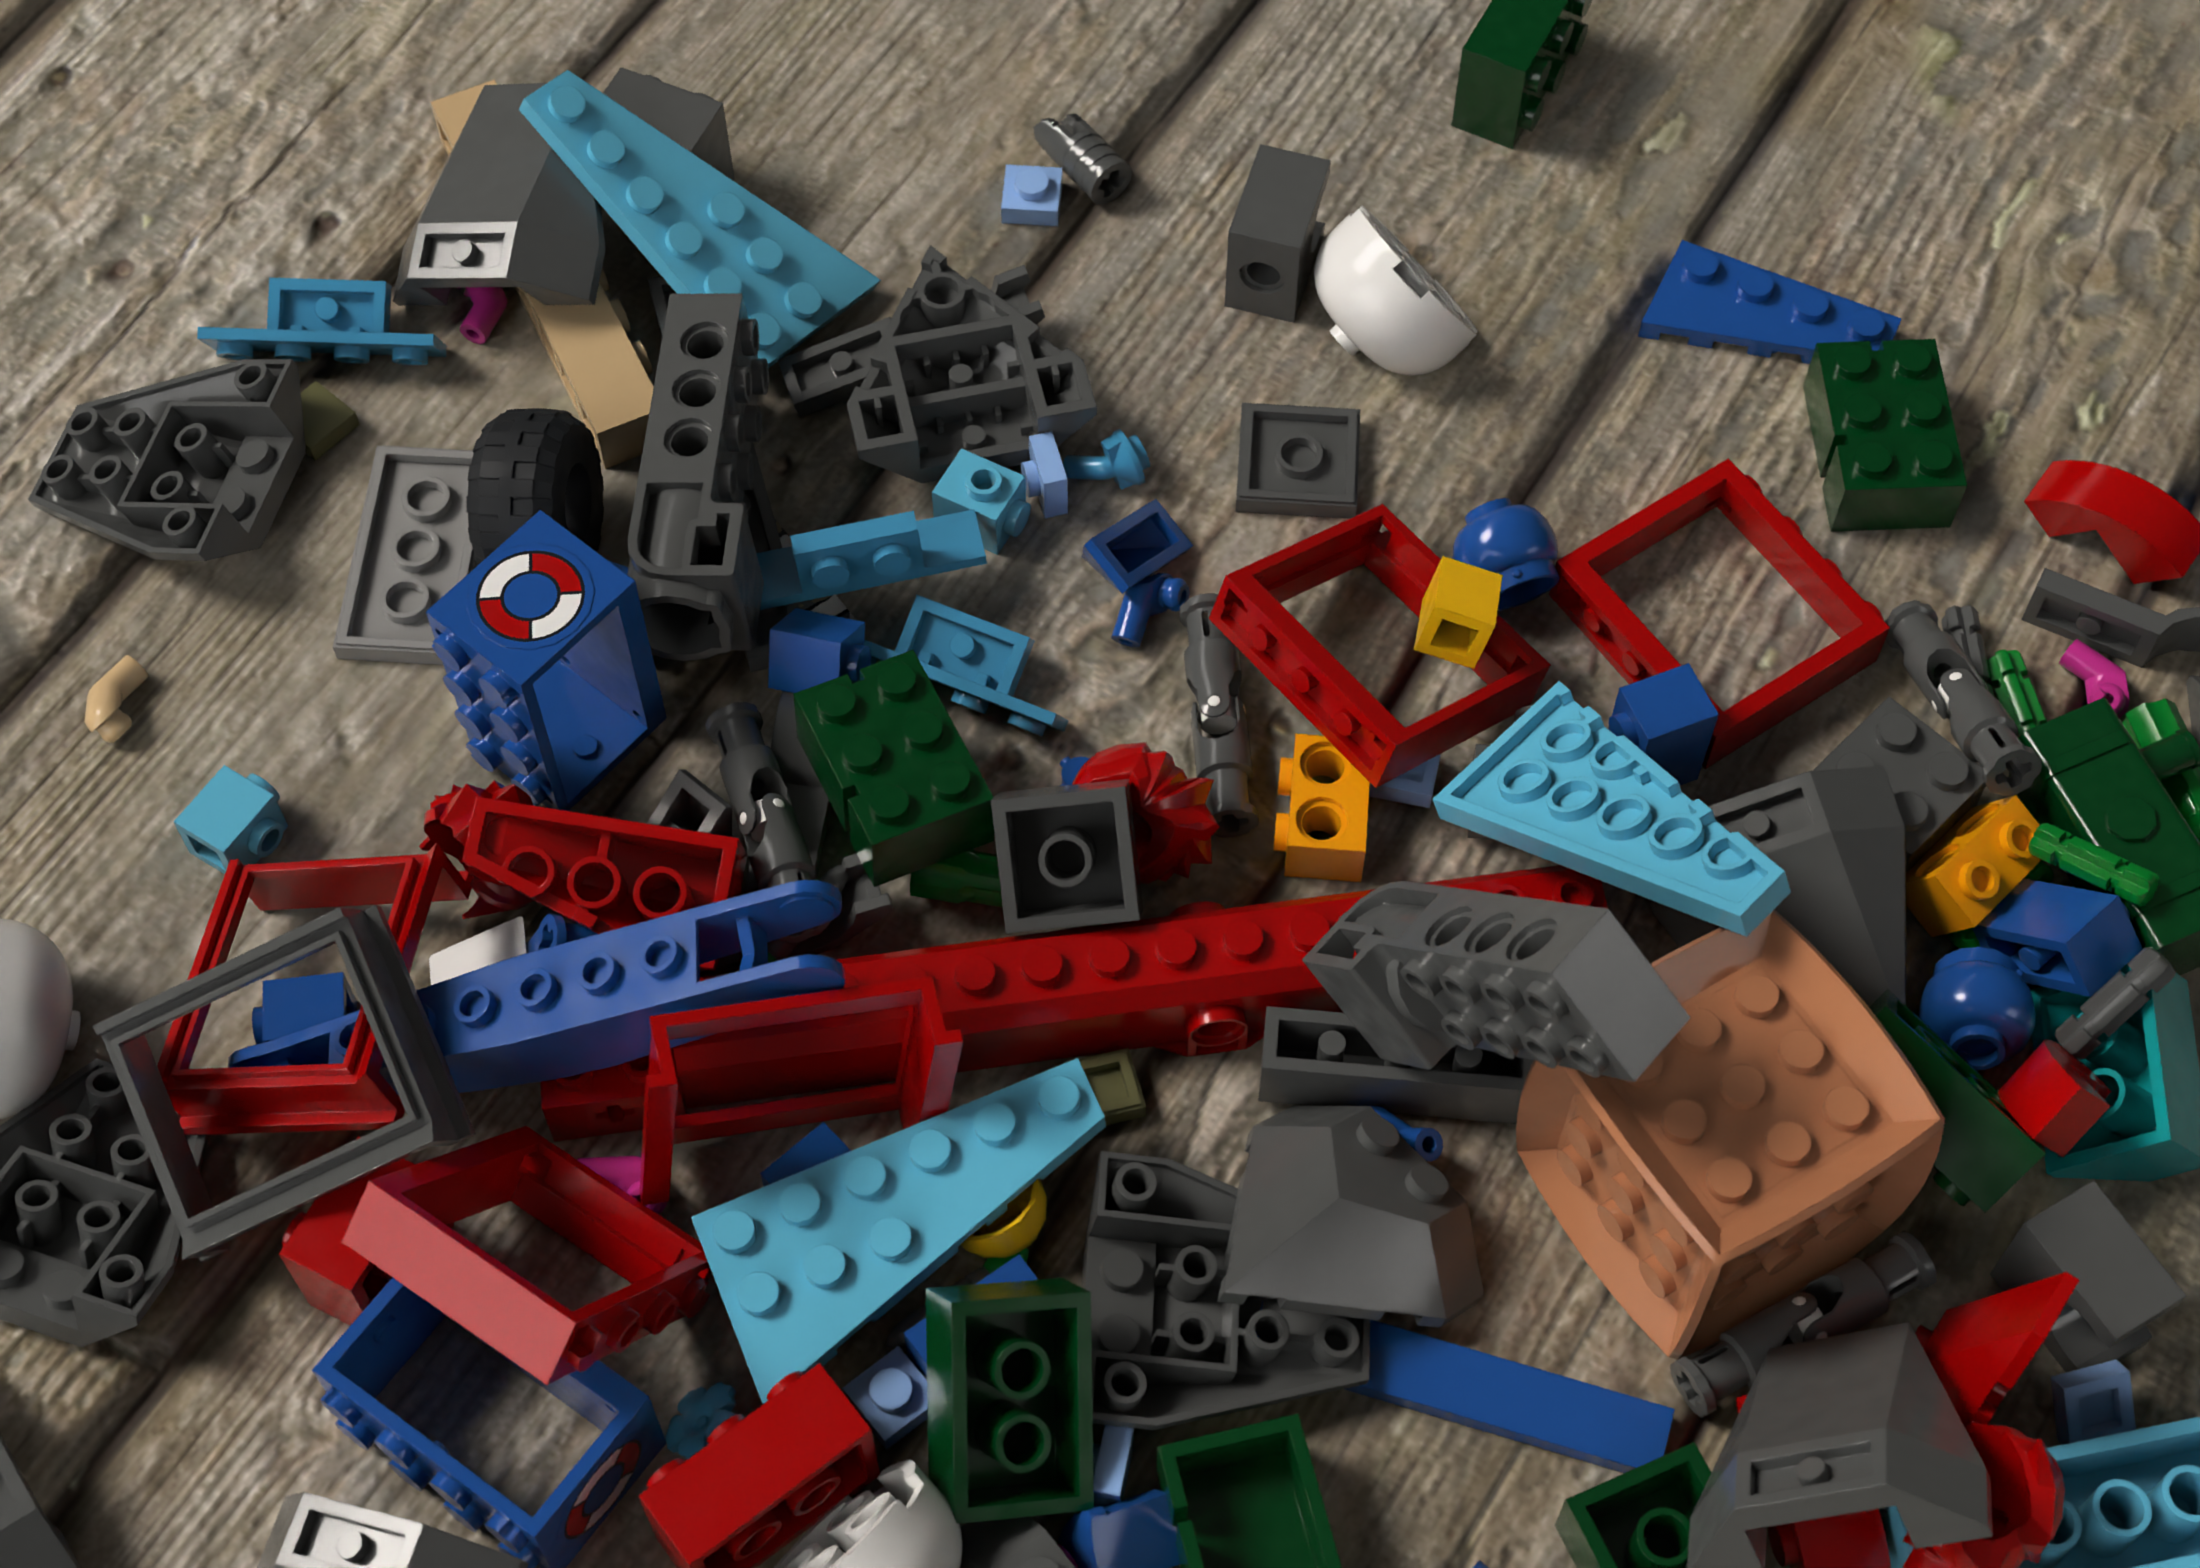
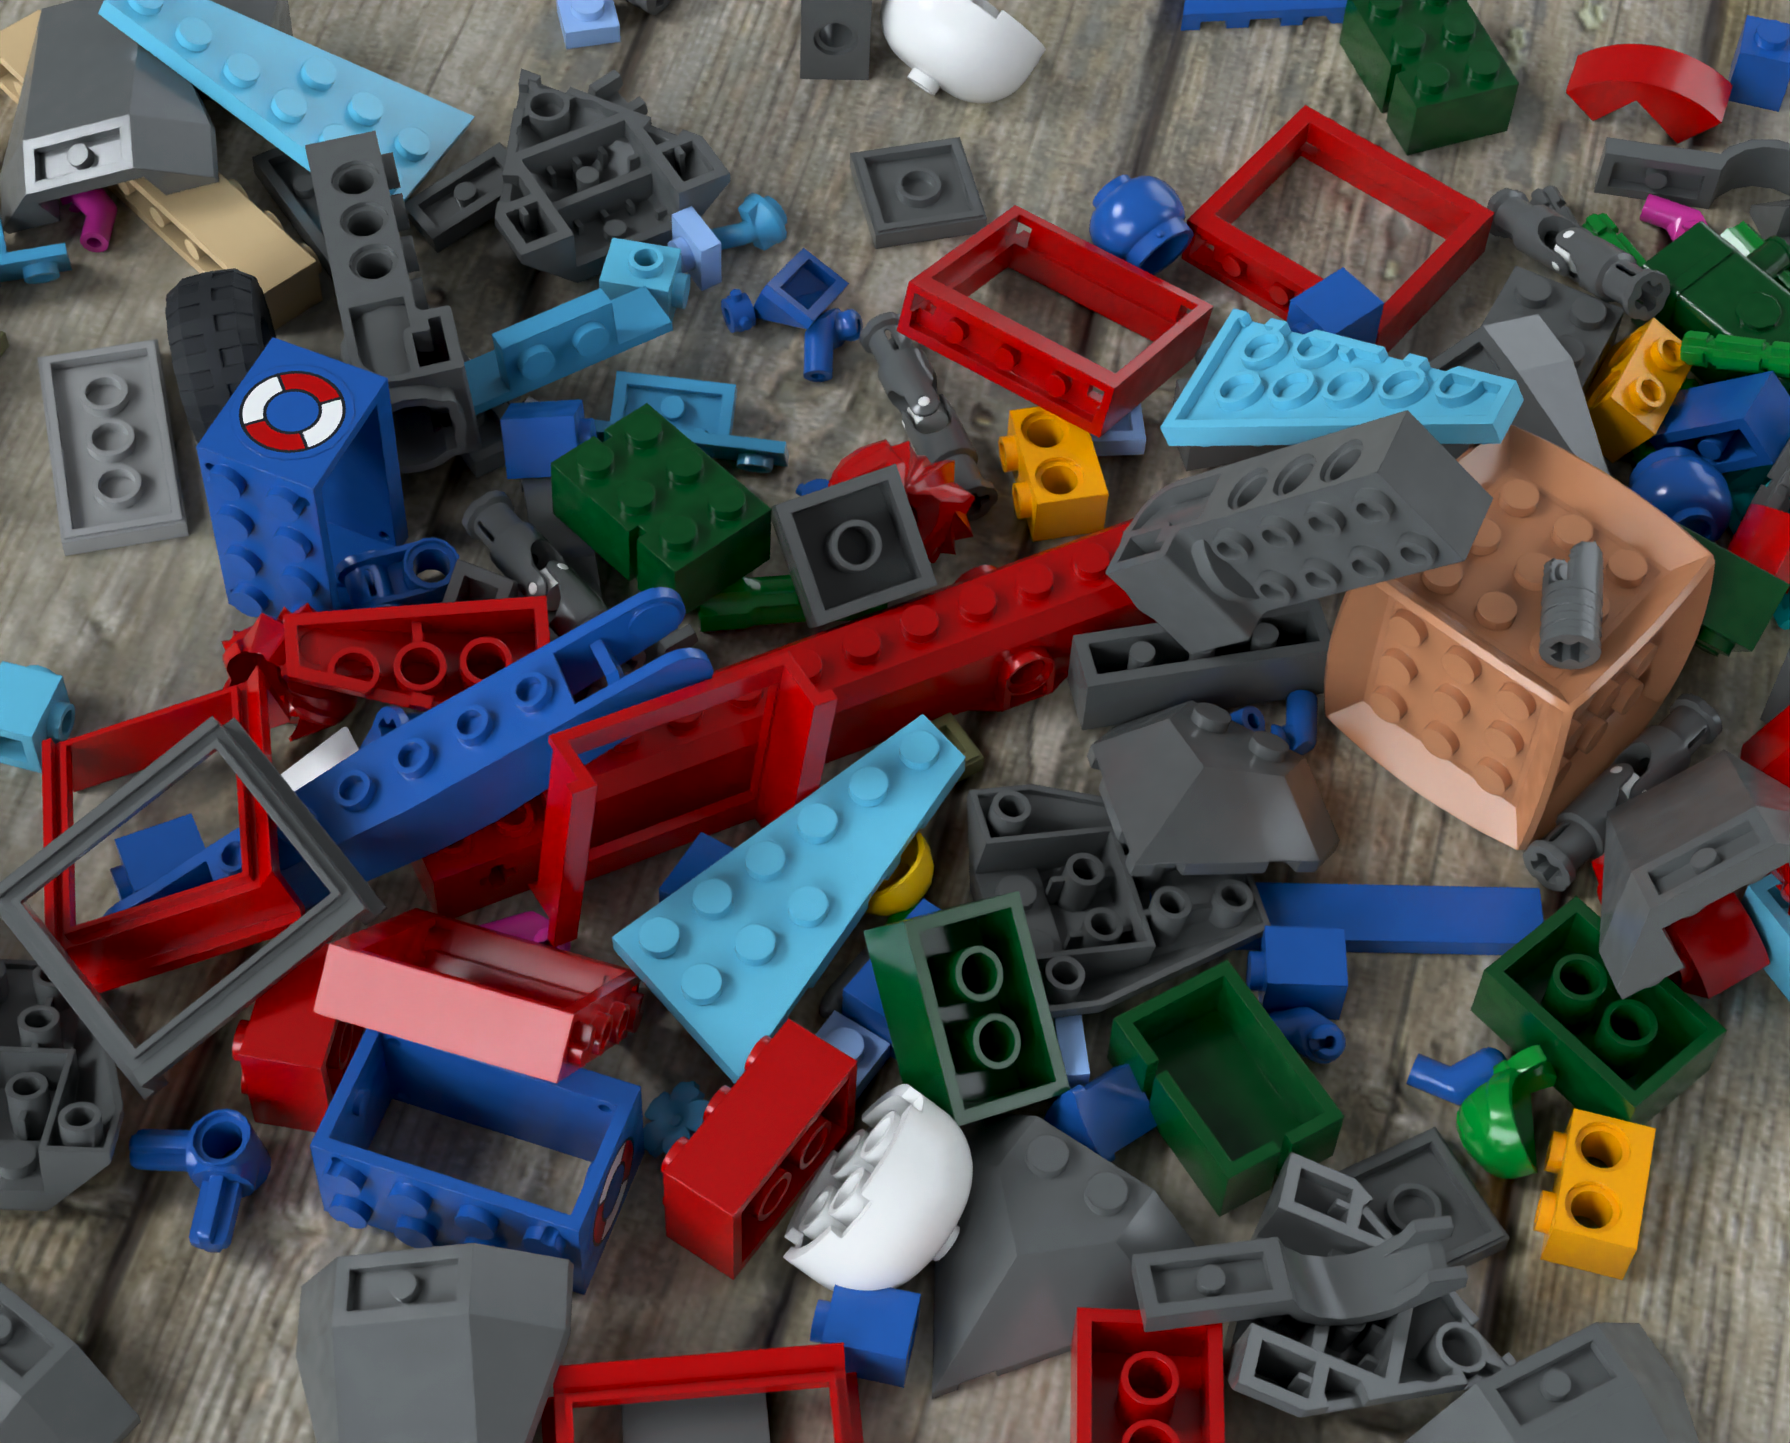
camera: 20 degrees left, 5 degrees down
(238, 1331) = (219, 1179): none -> blue axle
(624, 770) = (394, 574): none -> blue piece
(1068, 553) = (738, 311): none -> blue piece
(1367, 1499) = (1310, 1033): none -> blue arm
(1383, 1435) = (1300, 969): none -> blue brick
(1458, 612) = (1123, 272): yellow brick -> none
(1483, 1163) = (1301, 722): none -> blue arm
(1759, 1146) = (1572, 608): none -> dark grey hinge

